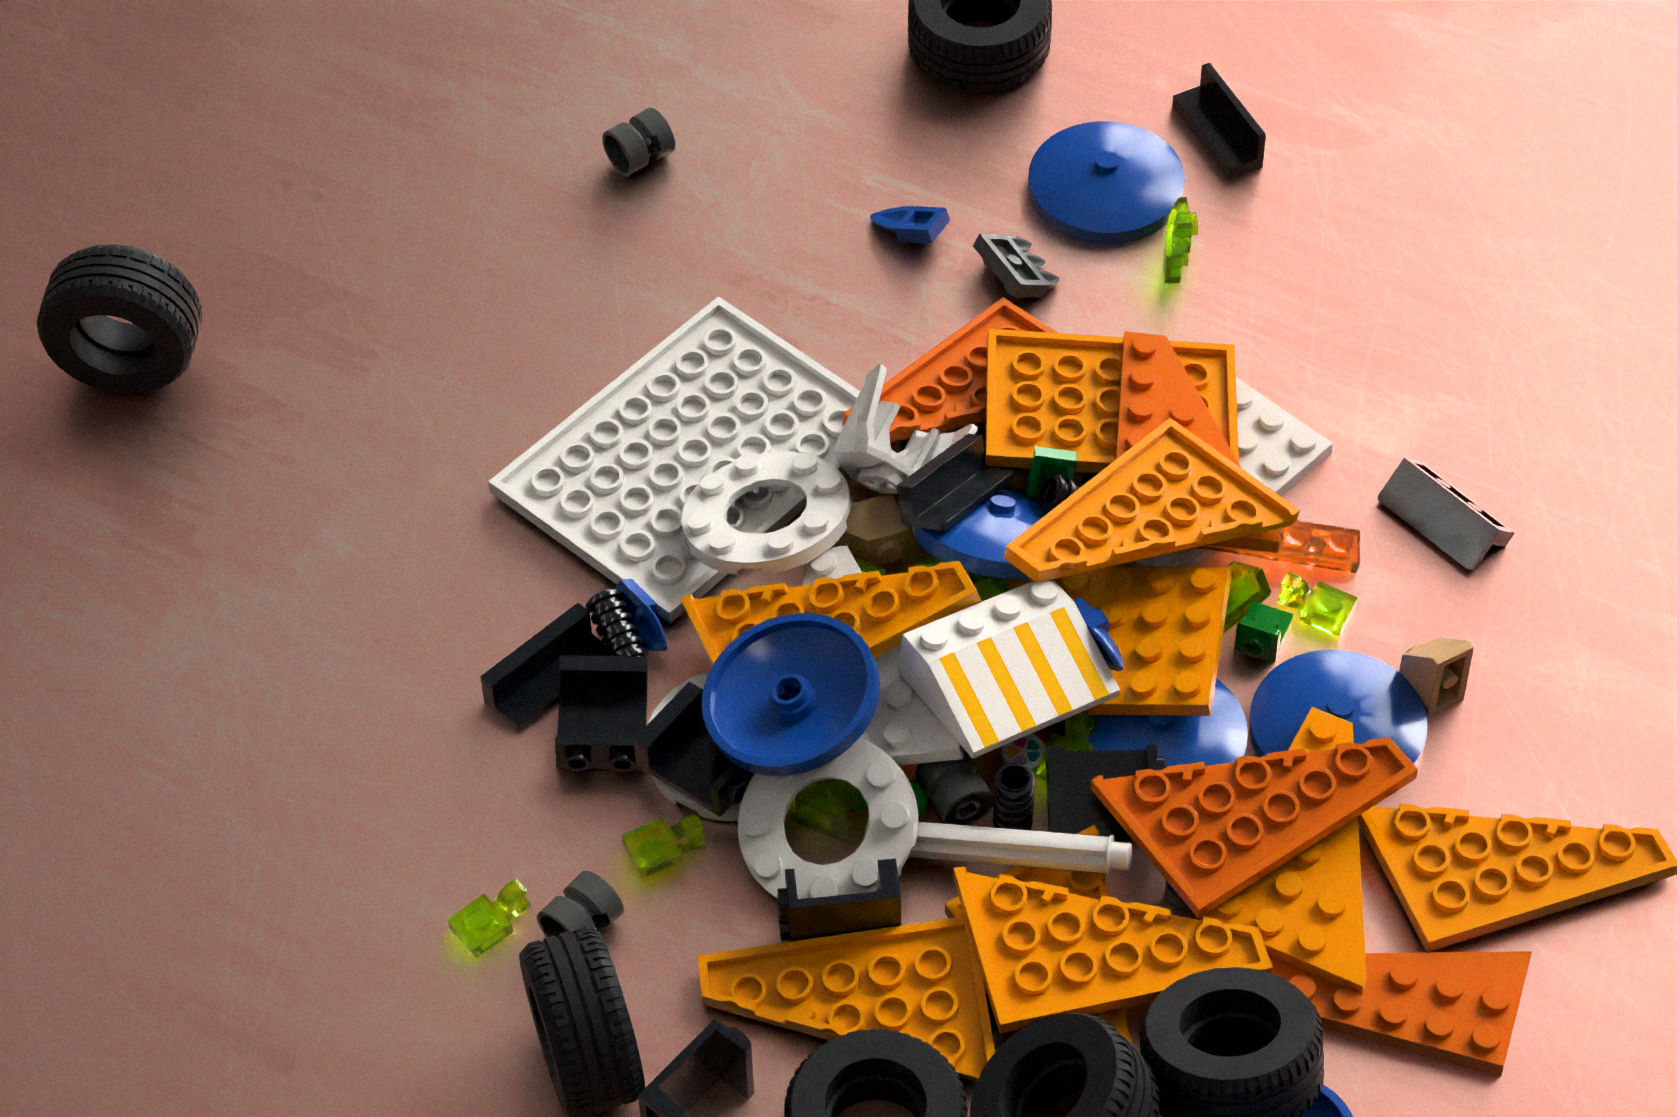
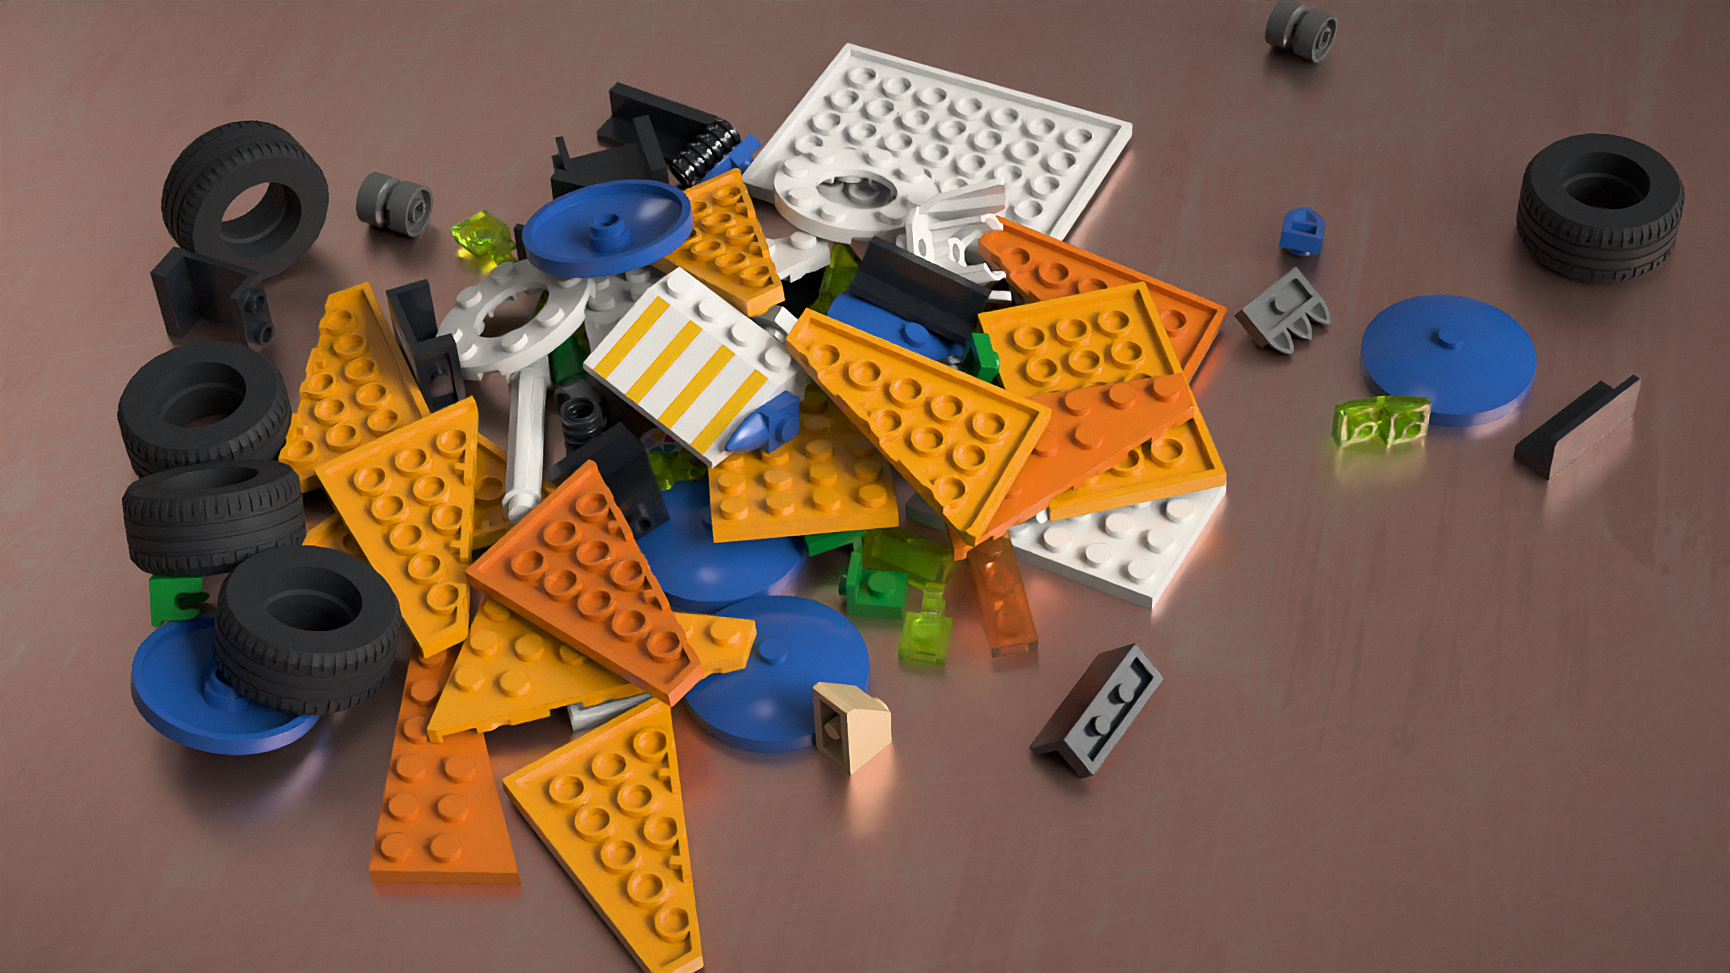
camera: 75 degrees right, 5 degrees down
(487, 922) = (388, 160): clear neon green plate -> none

